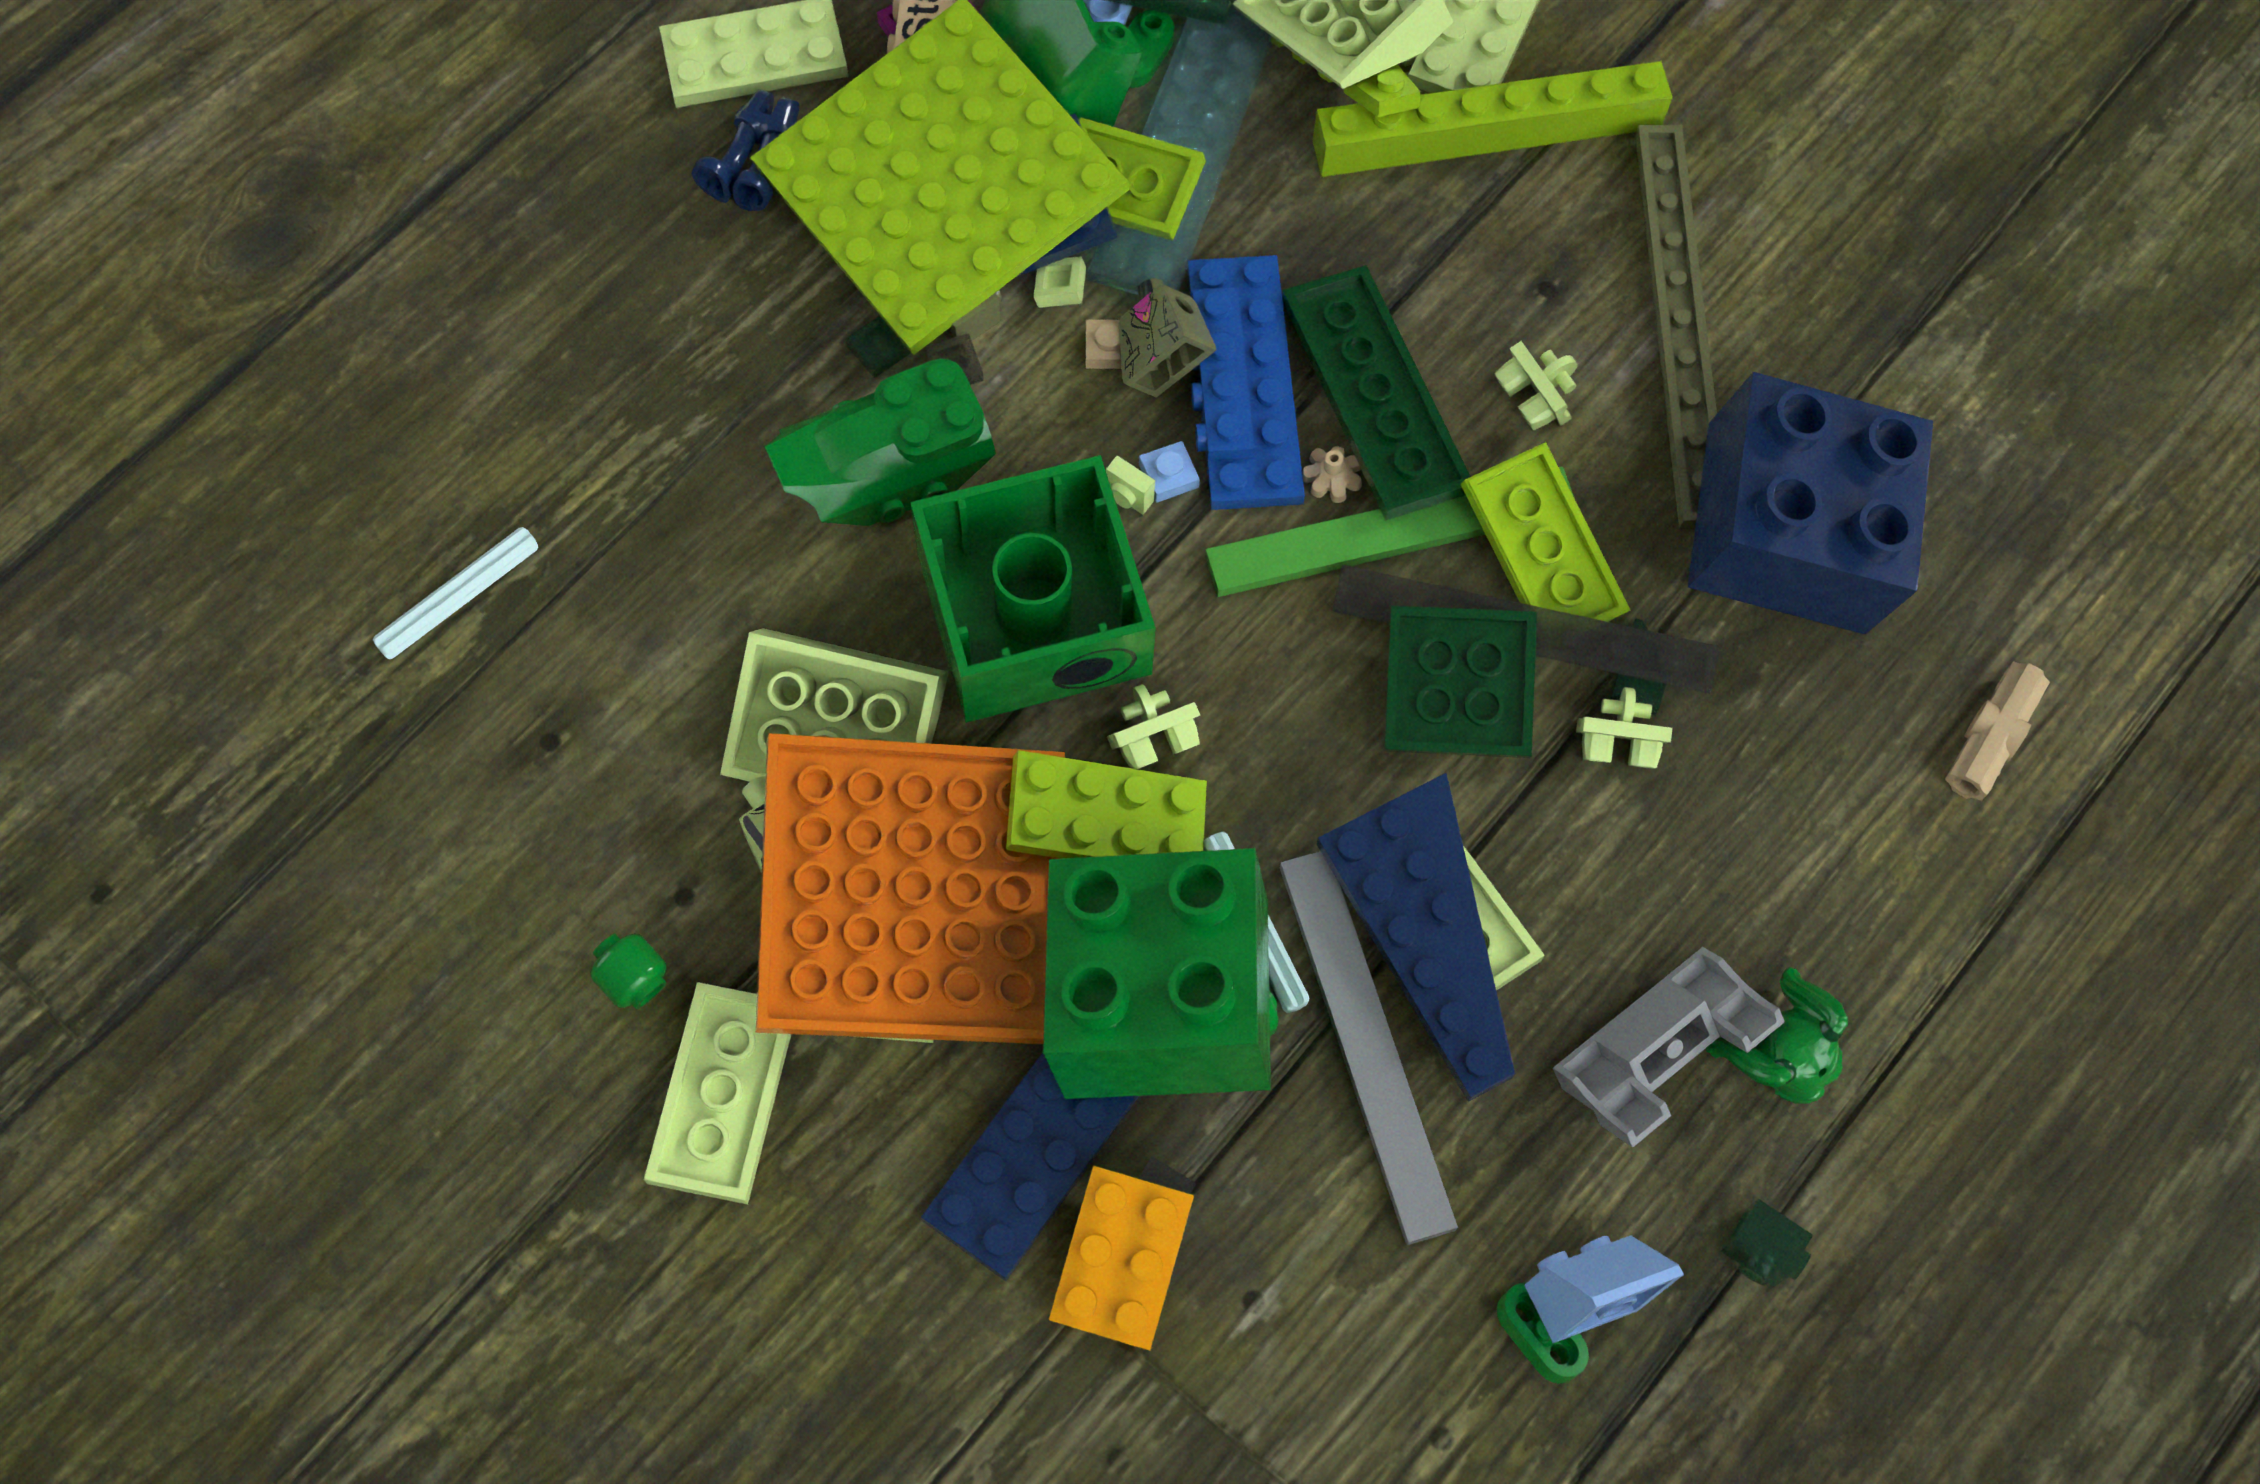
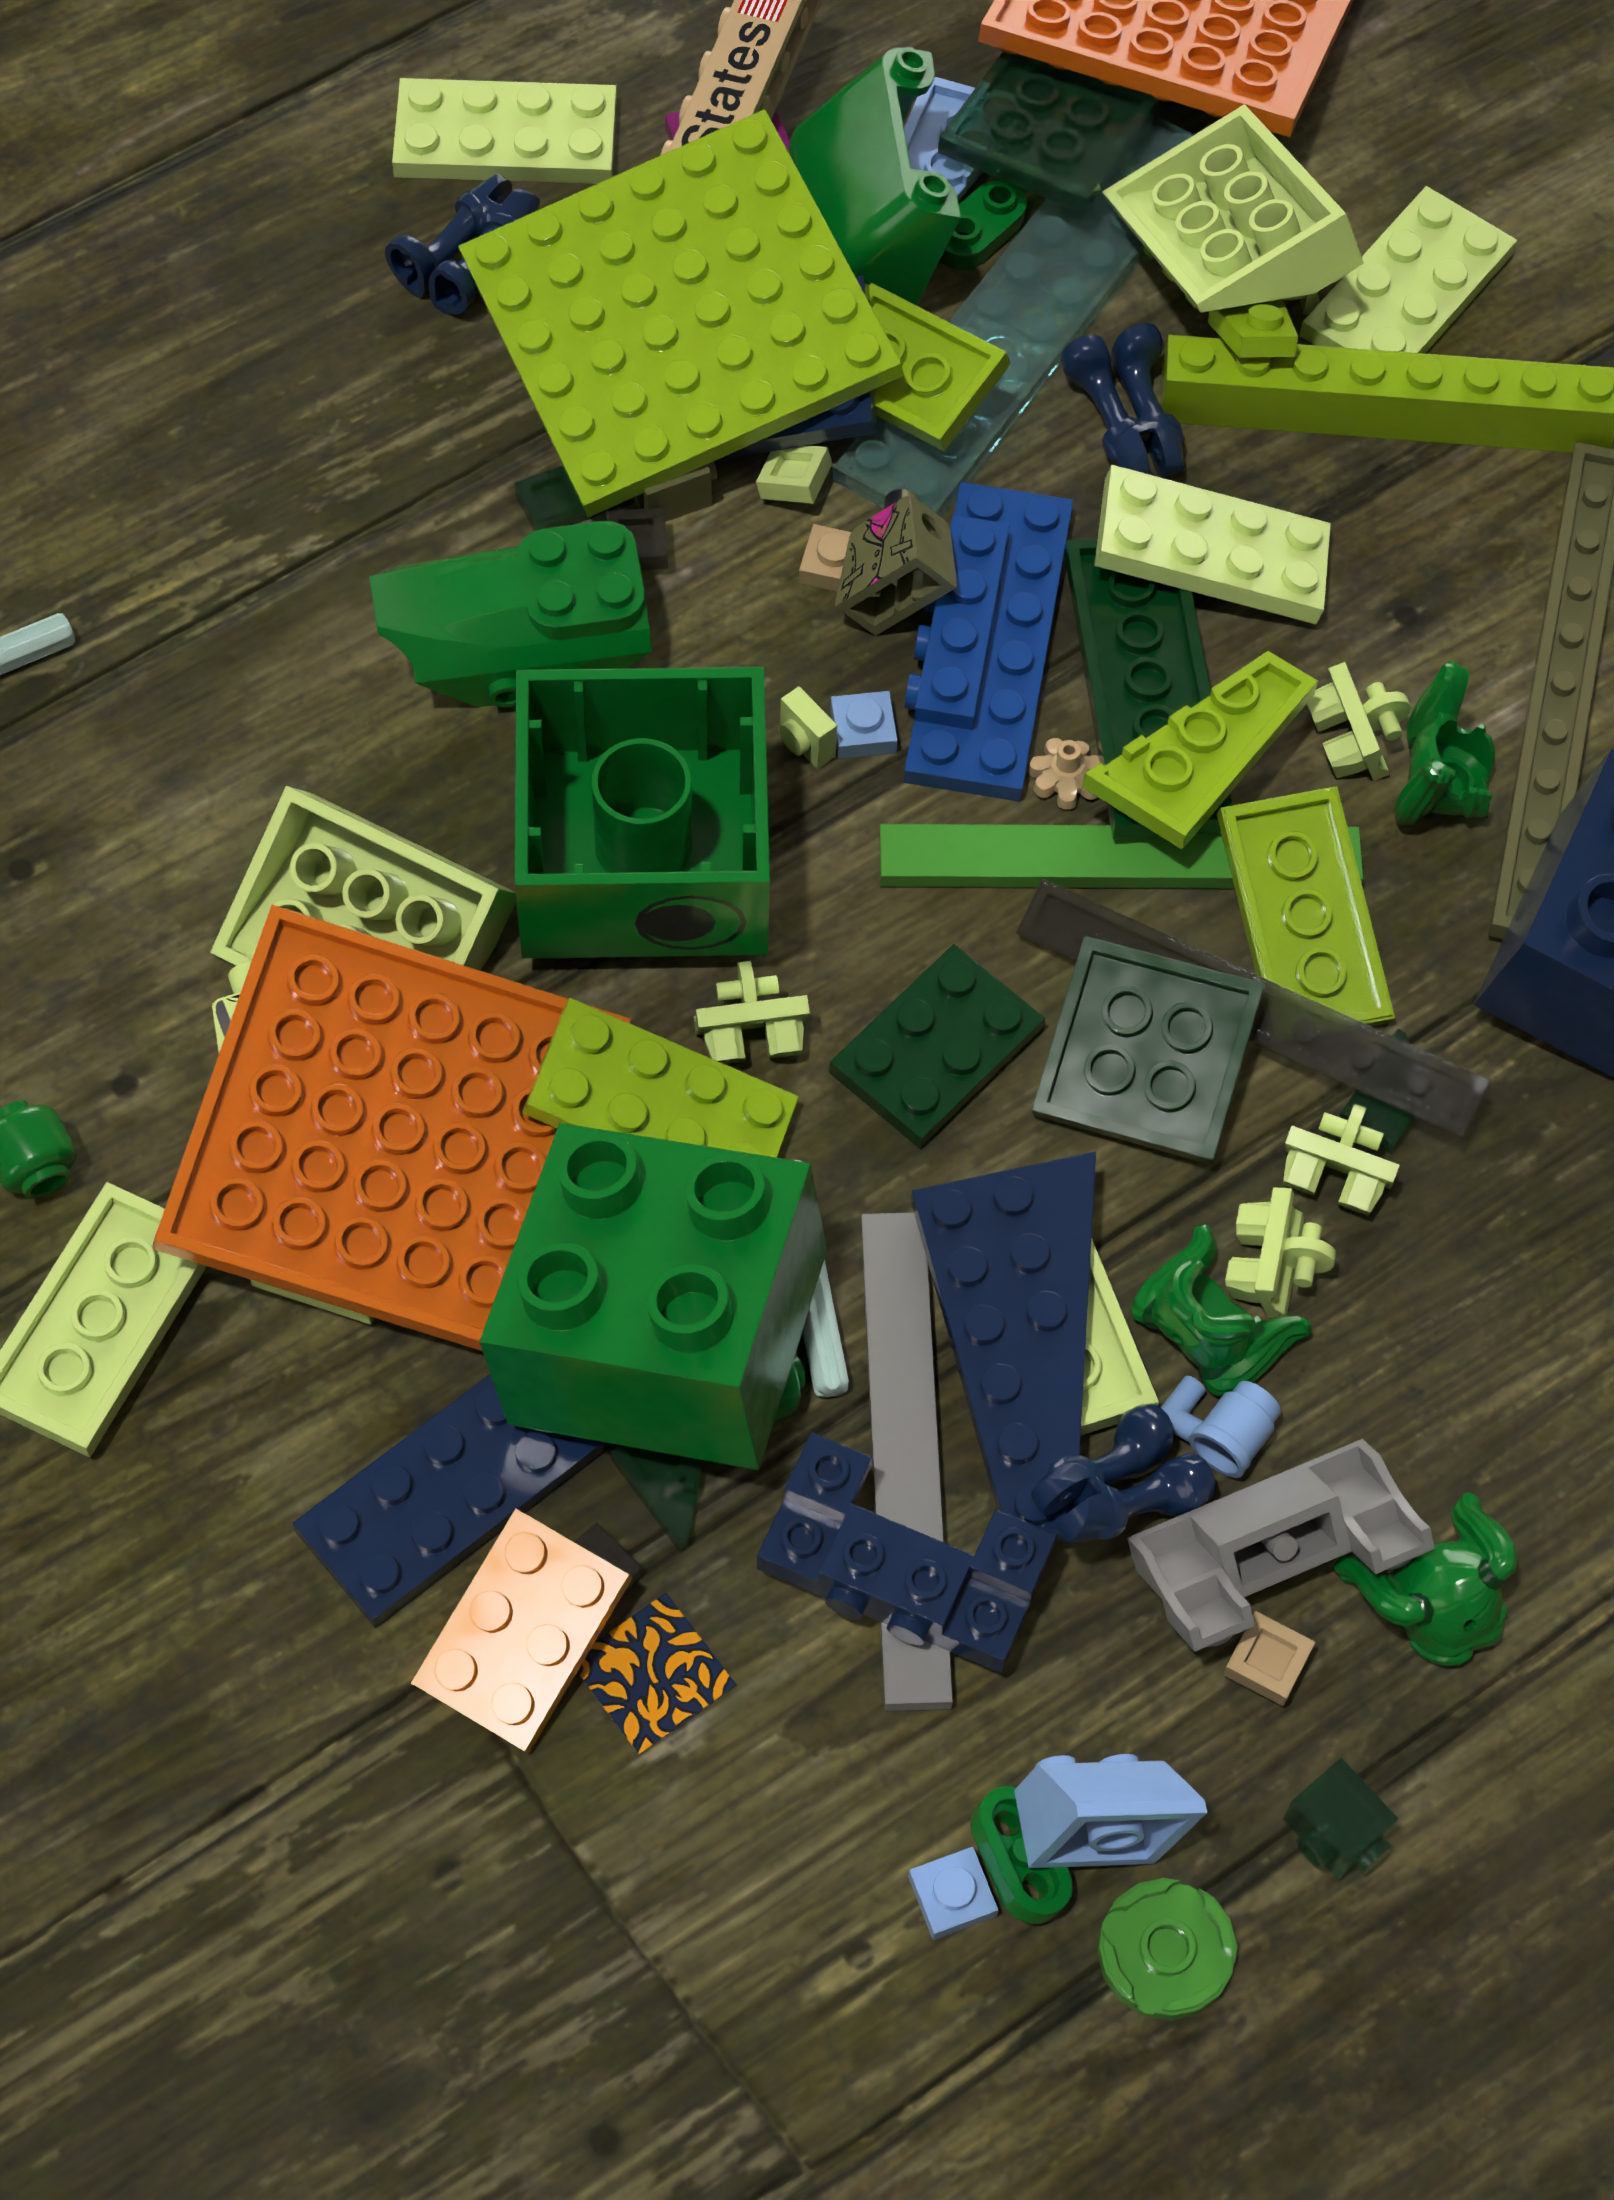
camera: 15 degrees right, 5 degrees down
(1195, 1116) = (665, 1486): none -> clear green tile
(1227, 1261) = (653, 1673): none -> sticker
(1297, 714) = (936, 1046): none -> dark green plate
(1310, 199) = (1132, 357): none -> dark blue piece
(1390, 1140) = (896, 1572): none -> dark blue bracket
(1394, 268) = (1213, 544): none -> yellowish green plate
(1435, 443) = (1204, 751): none -> lime wing
(1498, 1374) = (953, 1893): none -> light blue plate
(1539, 991) = (1138, 1448): none -> dark blue piece
(1558, 883) = (1209, 1326): none -> green hair
(1592, 796) = (1288, 1253): none -> yellowish green hips
(1603, 961) = (1231, 1430): none -> light blue piece
(1613, 397) = (1447, 763): none -> green hair
(1666, 1374) = (1166, 1949): none -> bright green tile
(1682, 1134) = (1269, 1658): none -> tan plate

